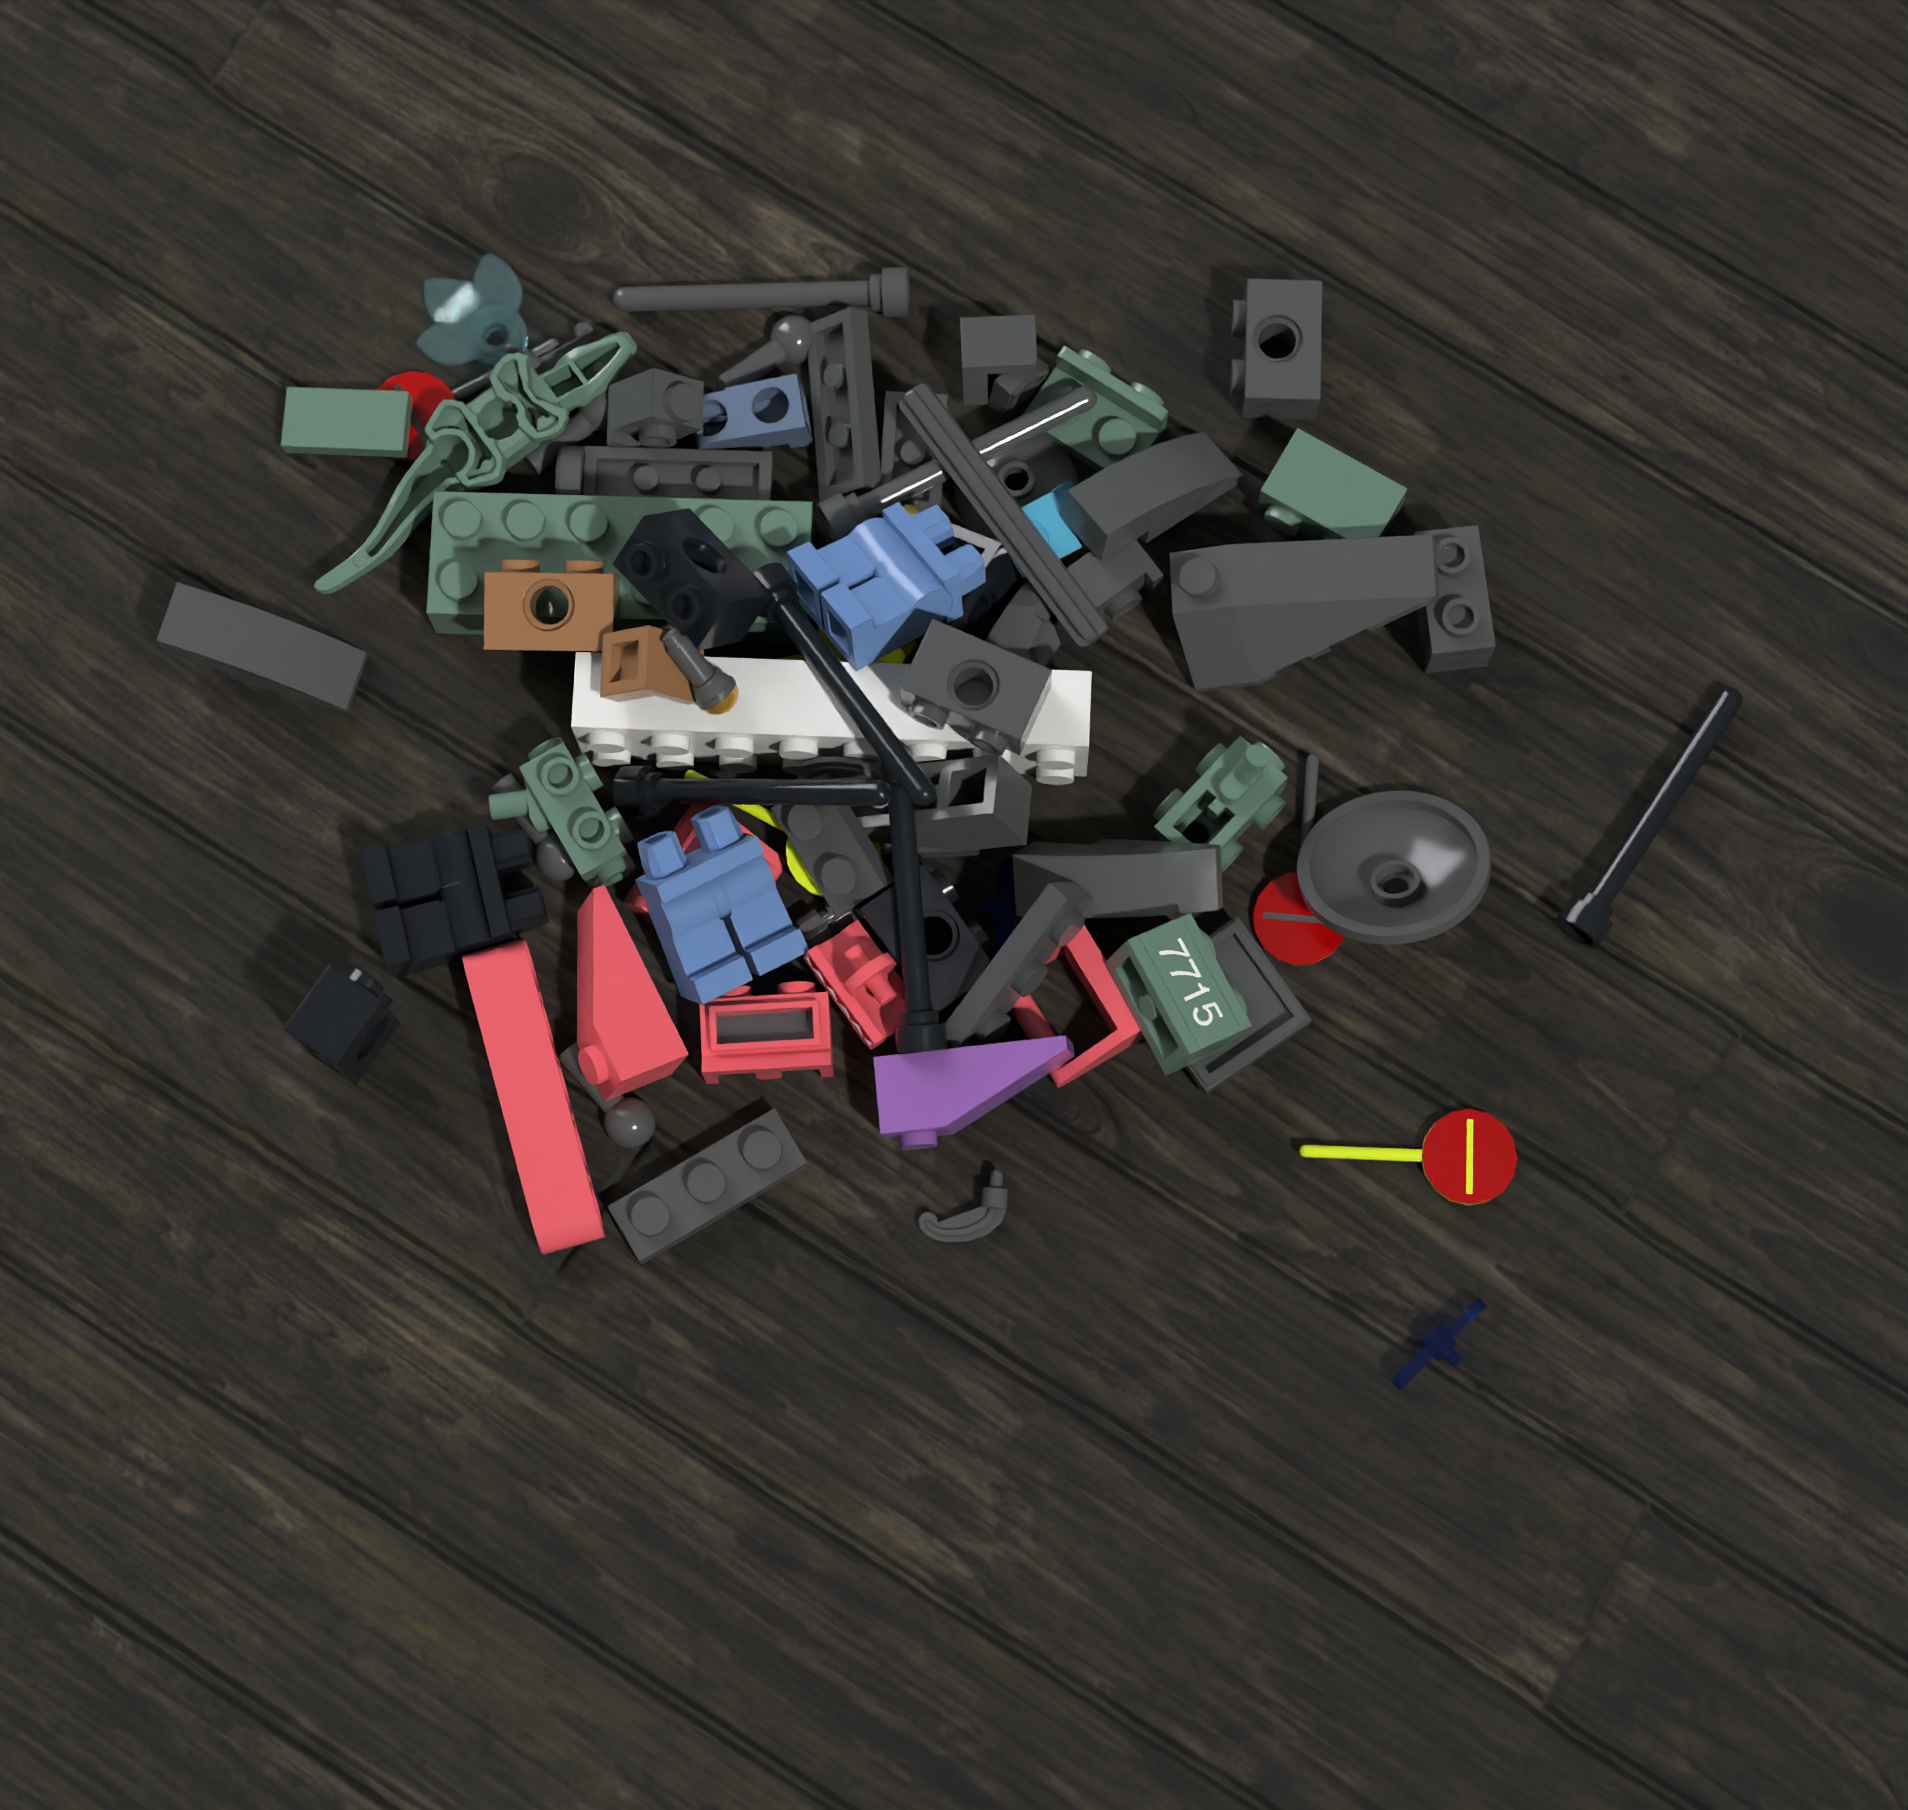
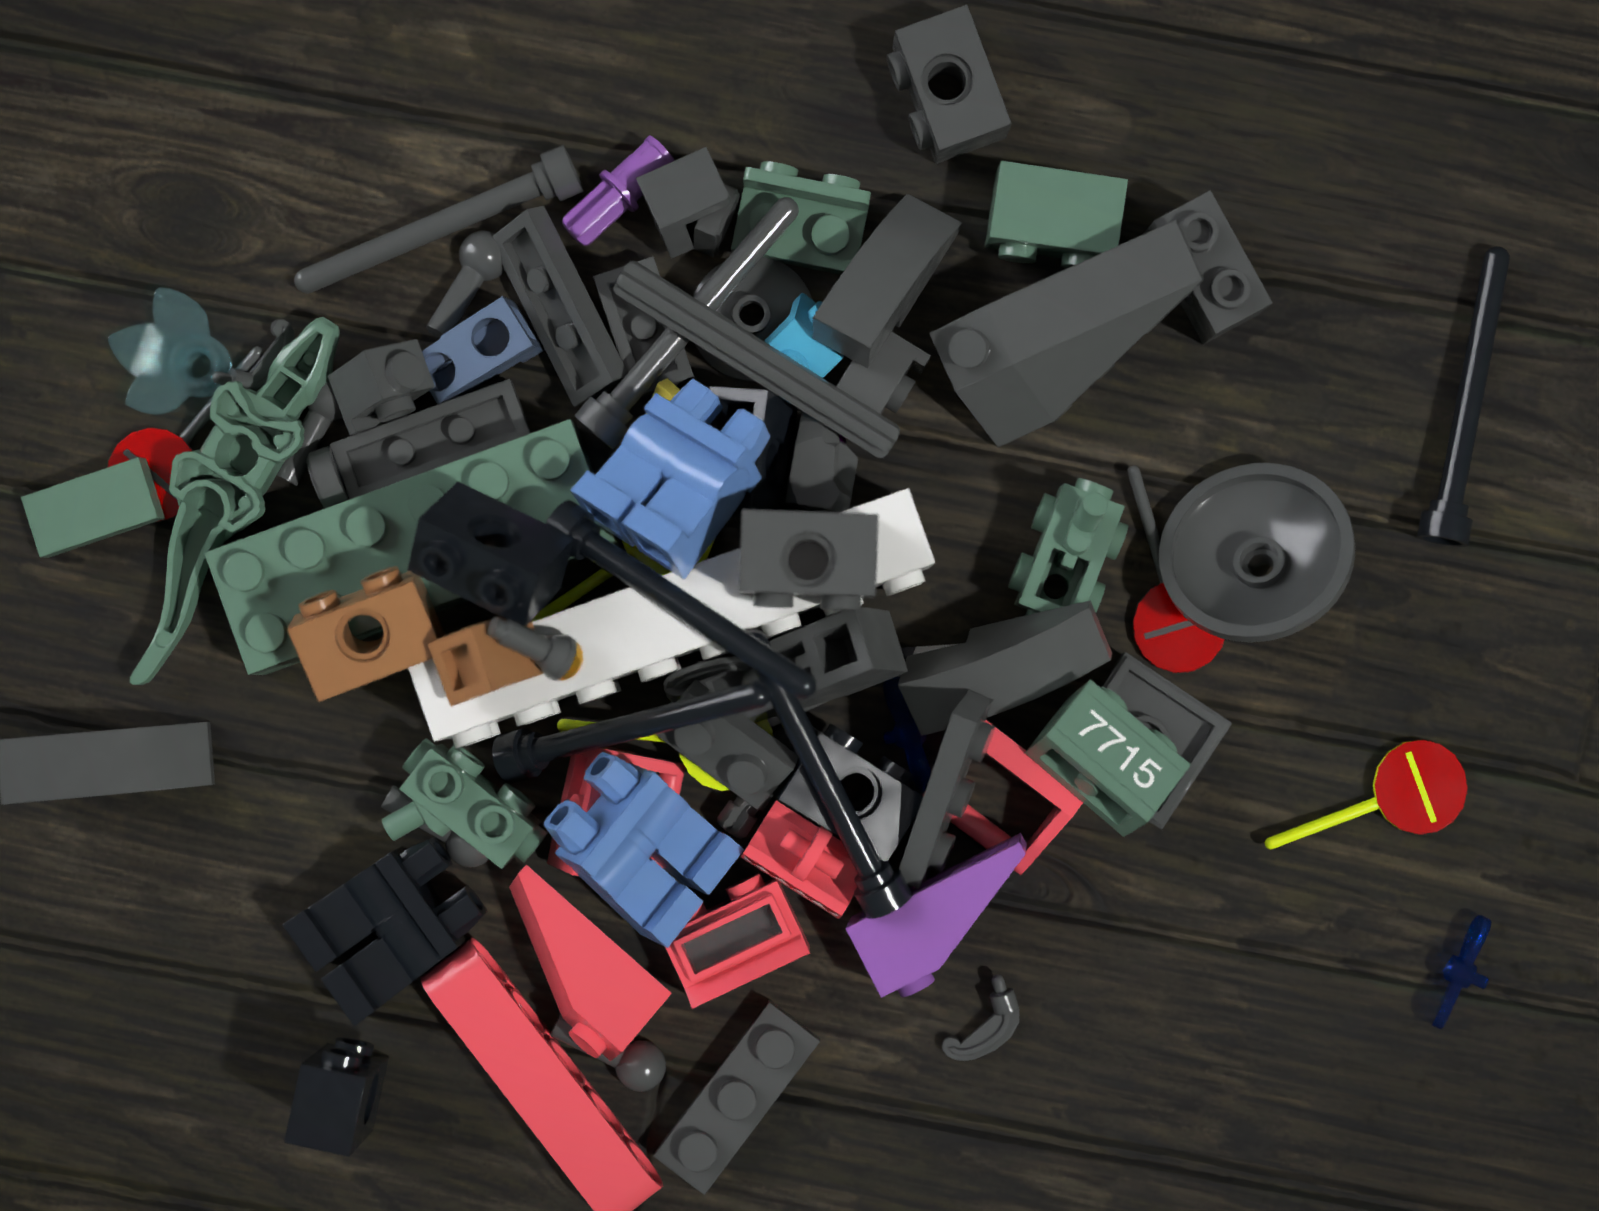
camera: 25 degrees left, 10 degrees up
(933, 329) = (614, 193): none -> medium lavender axle

